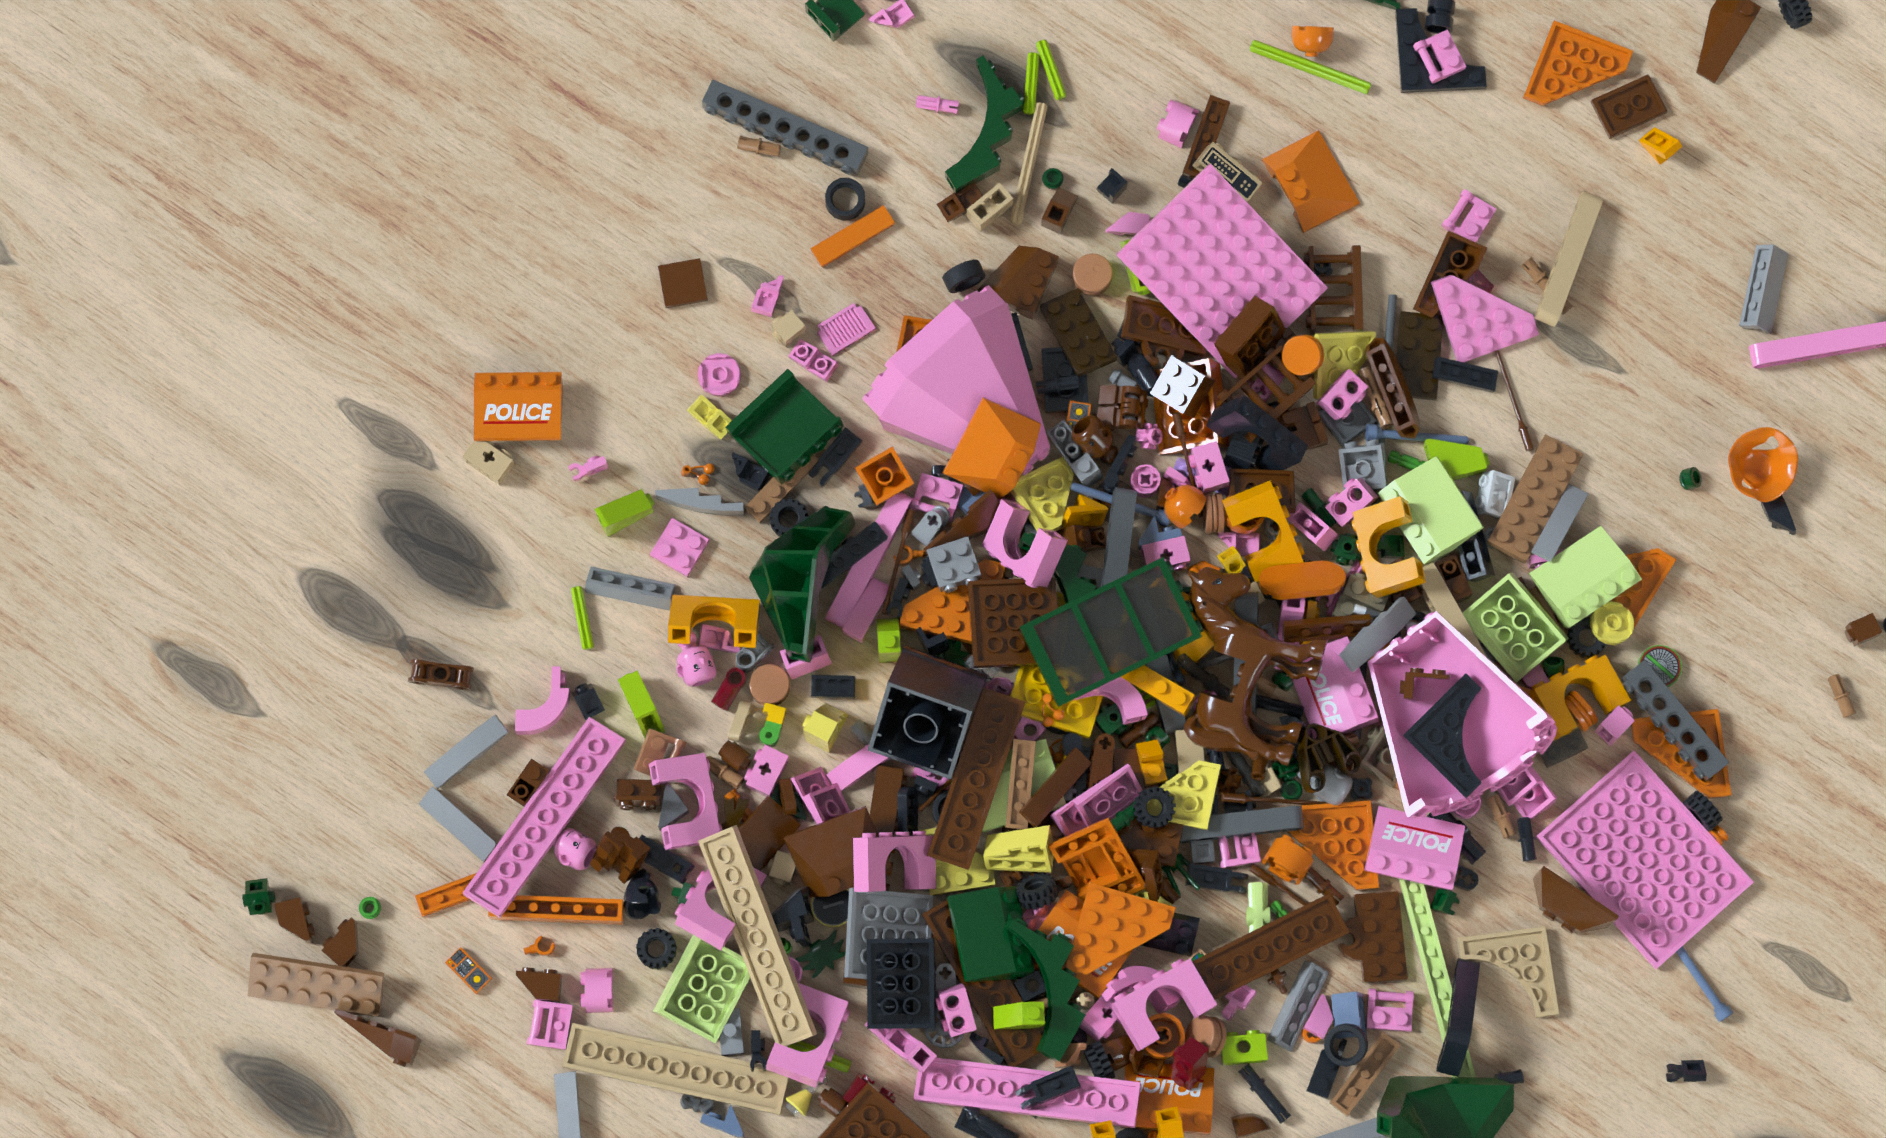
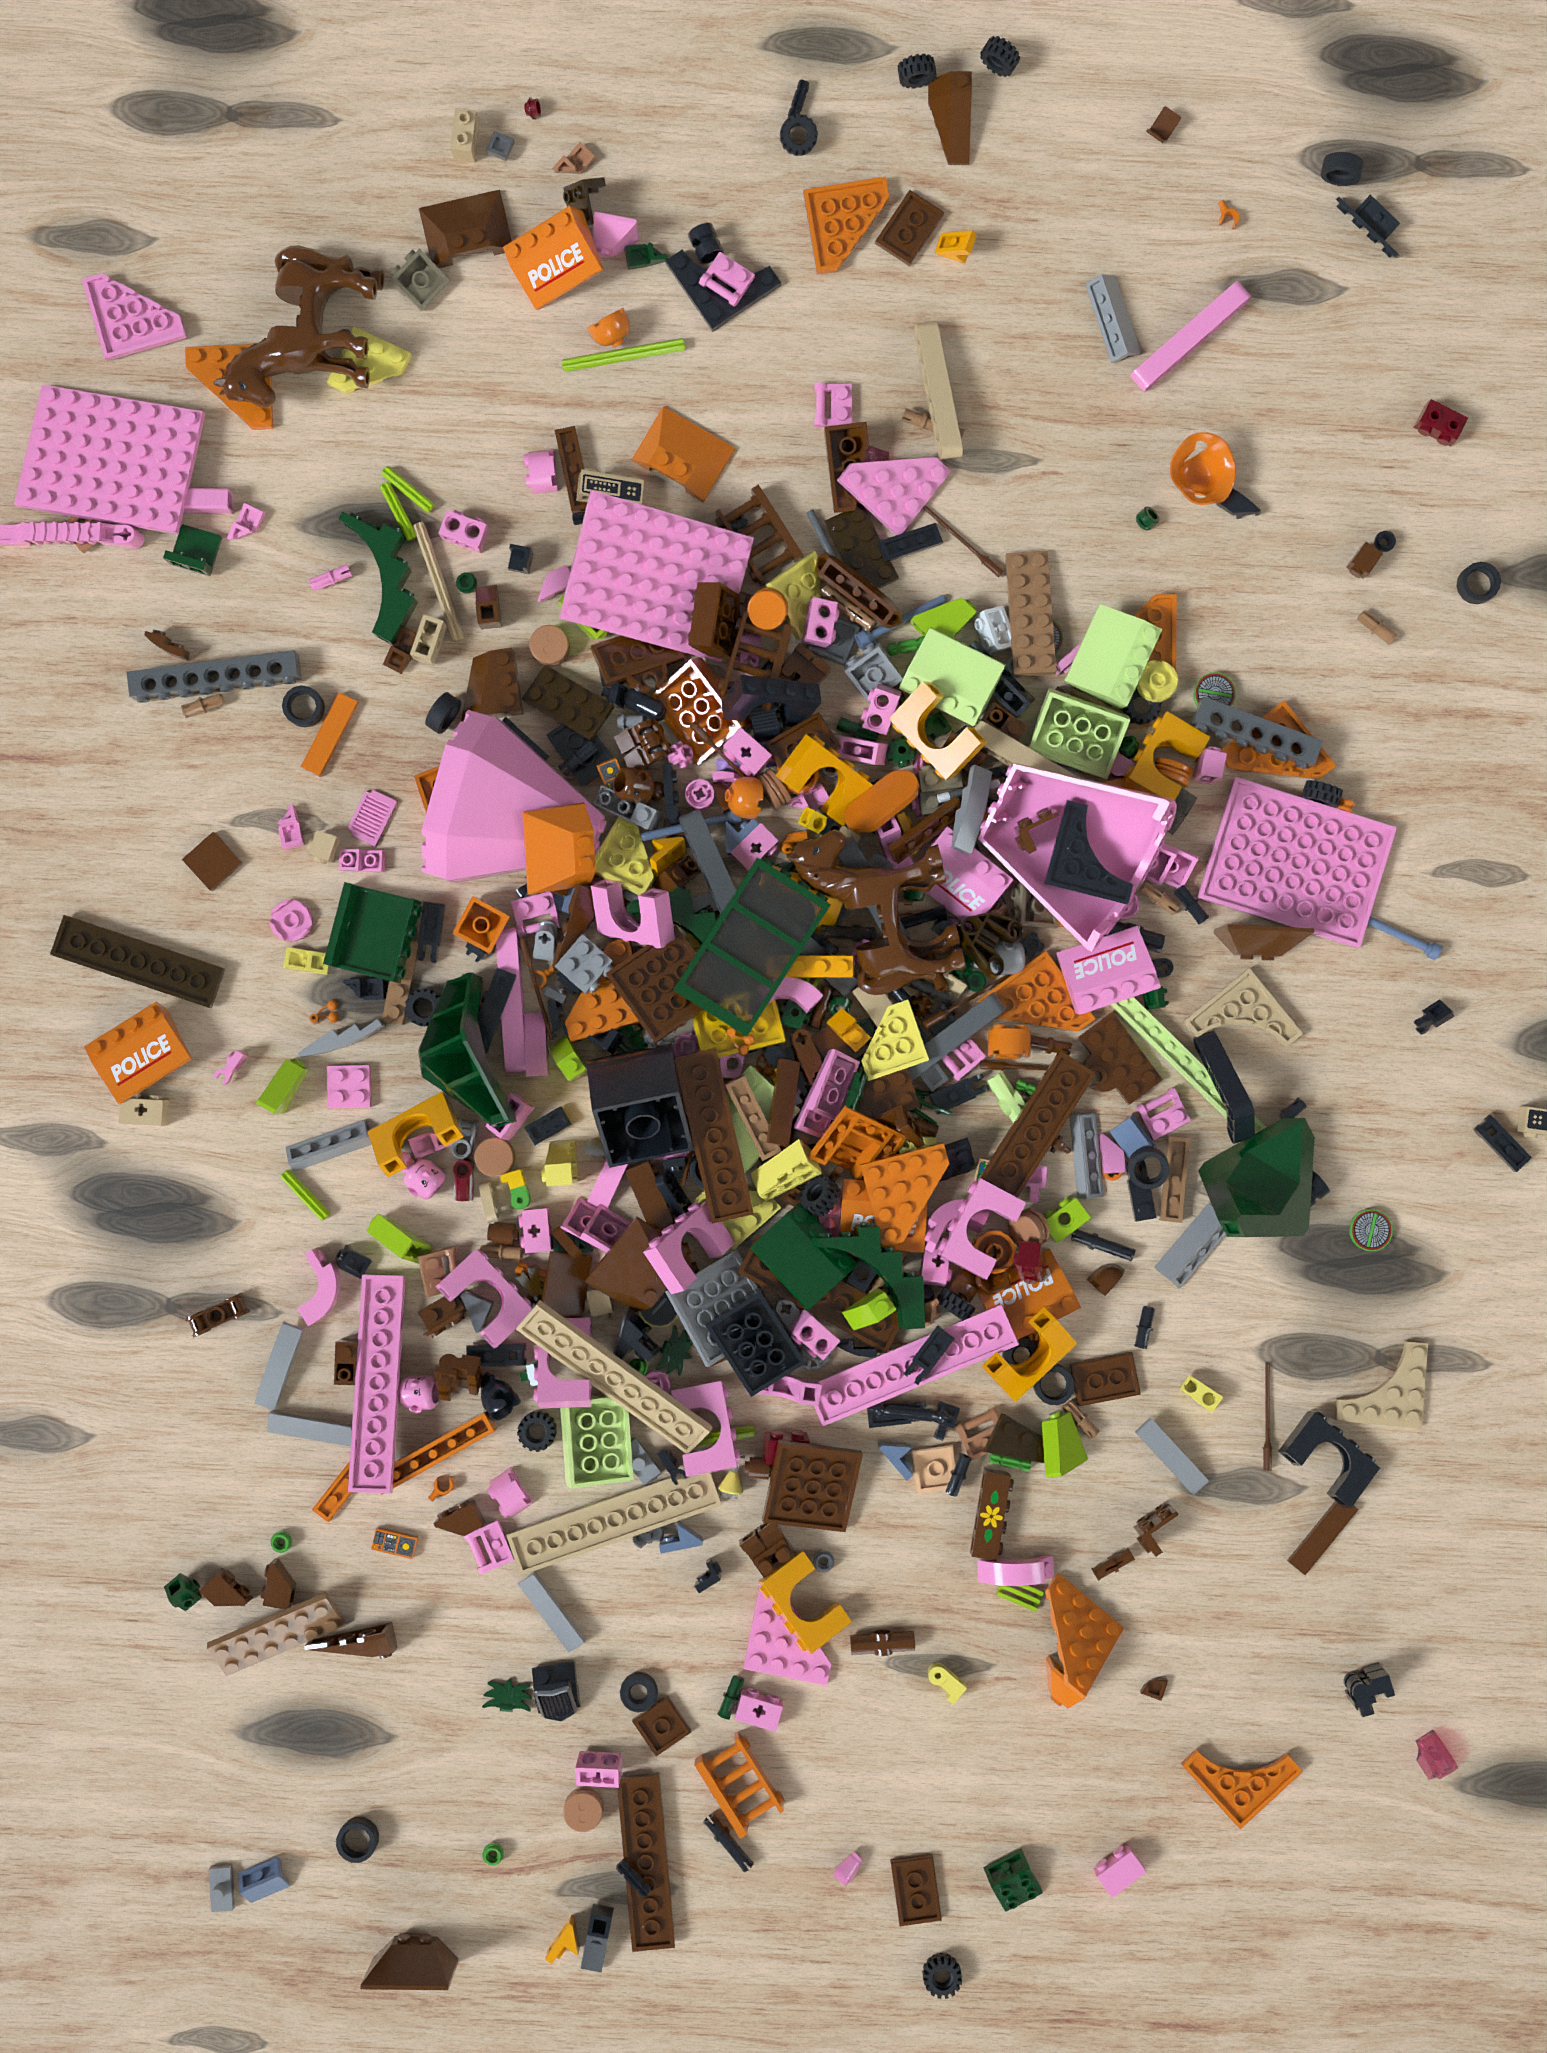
camera: 30 degrees left, 10 degrees up
(564, 329) = (137, 961): none -> dark brown plate
(757, 72) = (163, 642): none -> reddish brown slope
(1073, 136) = (462, 535): none -> bright pink brick
(1085, 1000) = (914, 1261): tan axle -> none
(1141, 807) = (863, 1073): black tyre -> none
(1182, 386) = (683, 697): brick -> none
(1559, 523) = (1064, 622): light grey slope -> none

